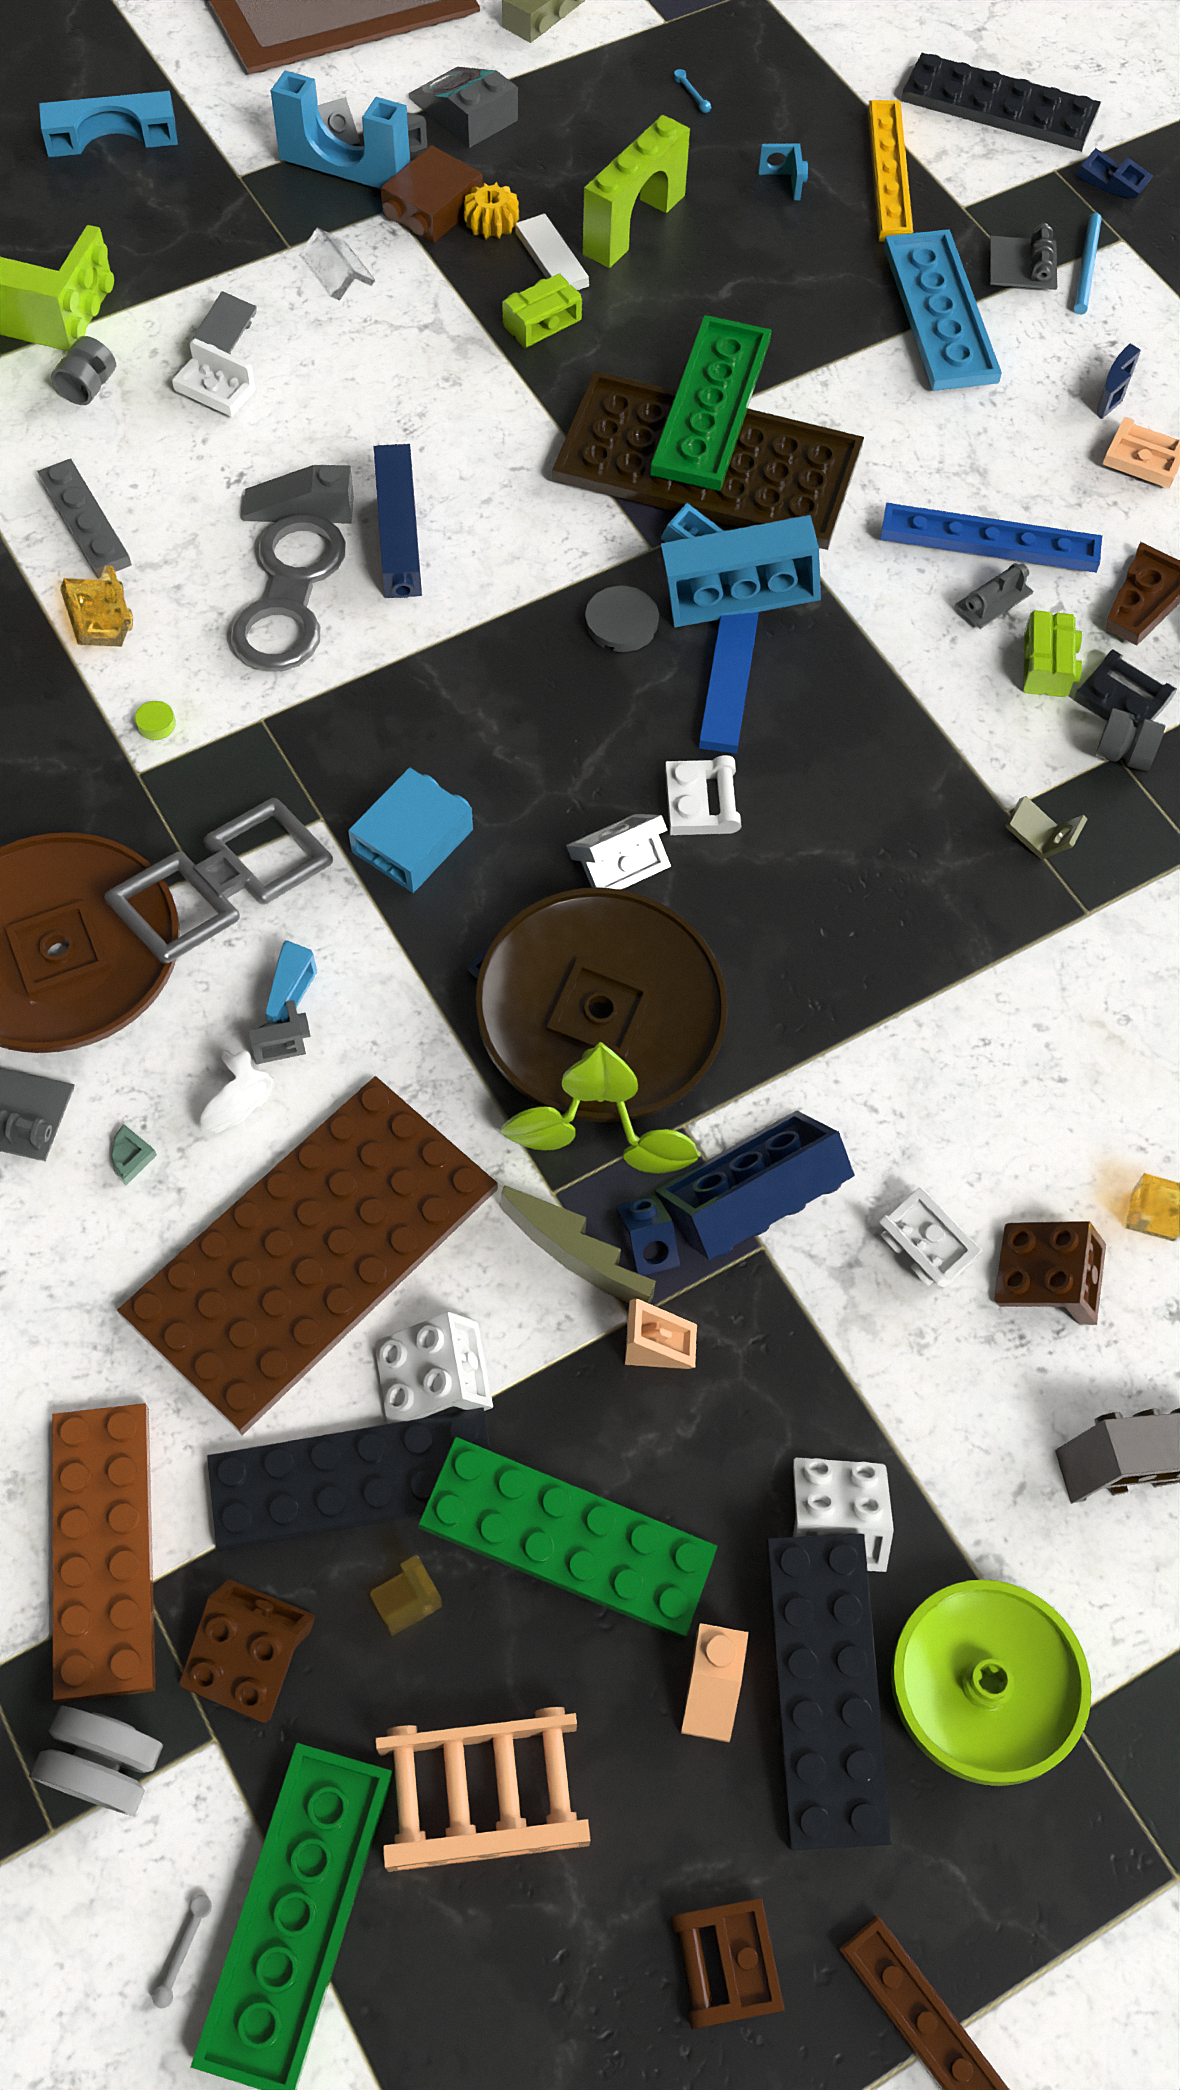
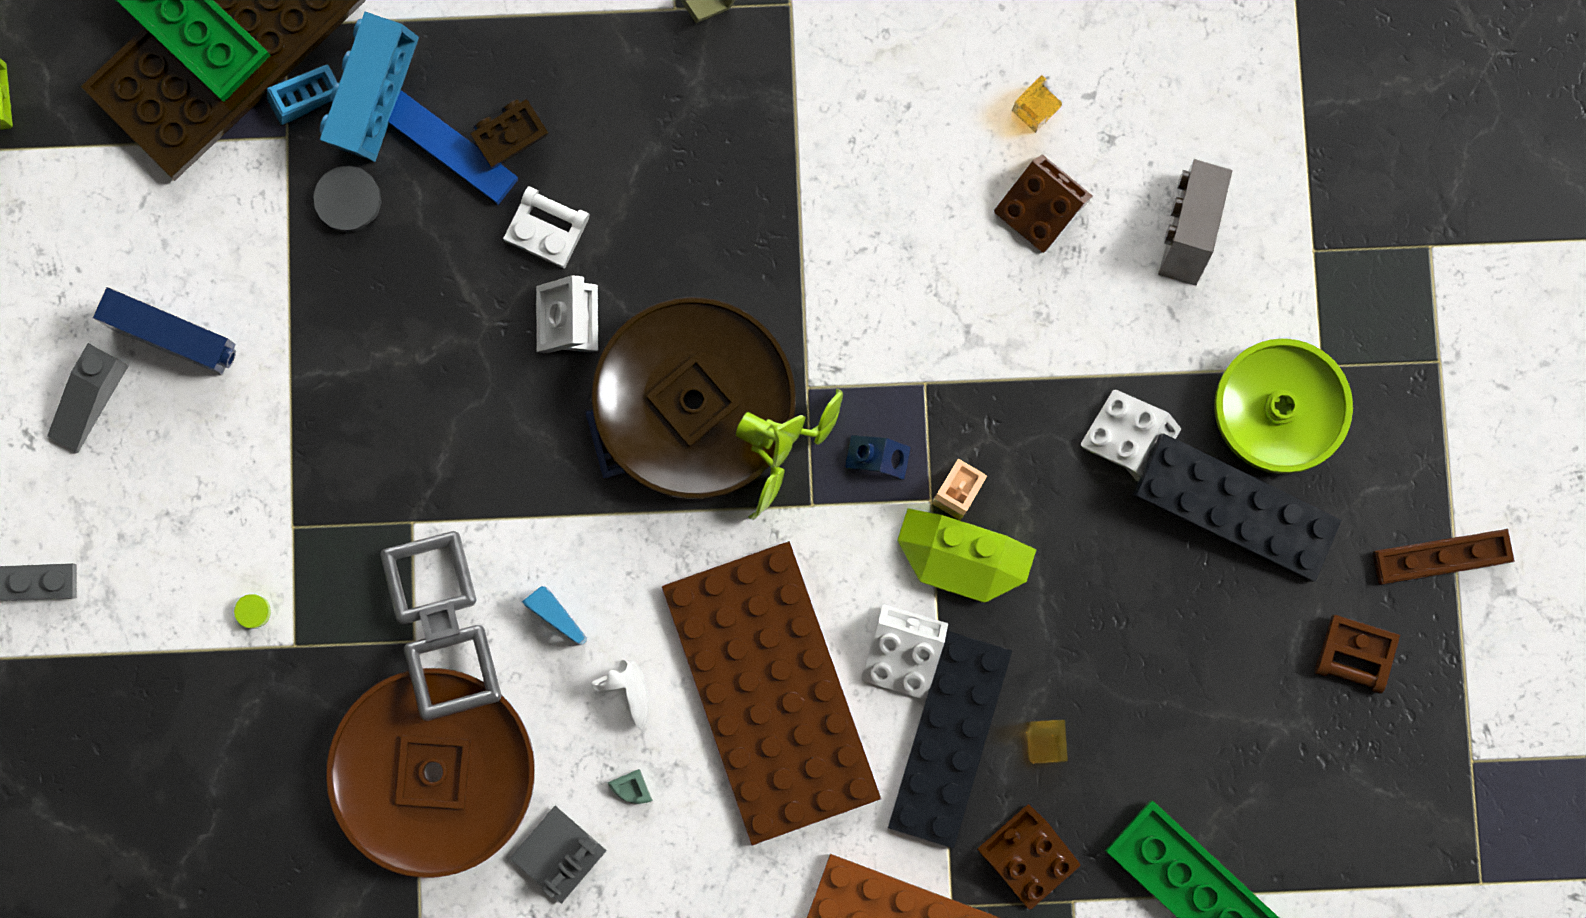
camera: 60 degrees left, 20 degrees up
(97, 609) = (118, 612): clear yellow bracket -> none
(280, 1041) = (595, 645): dark grey bracket -> none
(288, 592) = (178, 449): flat silver bar -> none
(411, 829) = (465, 460): dark azure brick -> none
(511, 1833) = (1224, 744): light nougat fence -> none
(564, 1238) = (856, 516): olive slope -> none
(568, 1537) = (1062, 619): green plate -> none
(583, 1387) = (963, 556): none -> lime wedge
(714, 1682) = (1196, 574): light nougat slope -> none
(756, 1183) = (881, 364): dark blue slope -> none
(776, 713) = (508, 133): none -> dark brown bracket
(930, 1238) = (982, 271): white bracket -> none

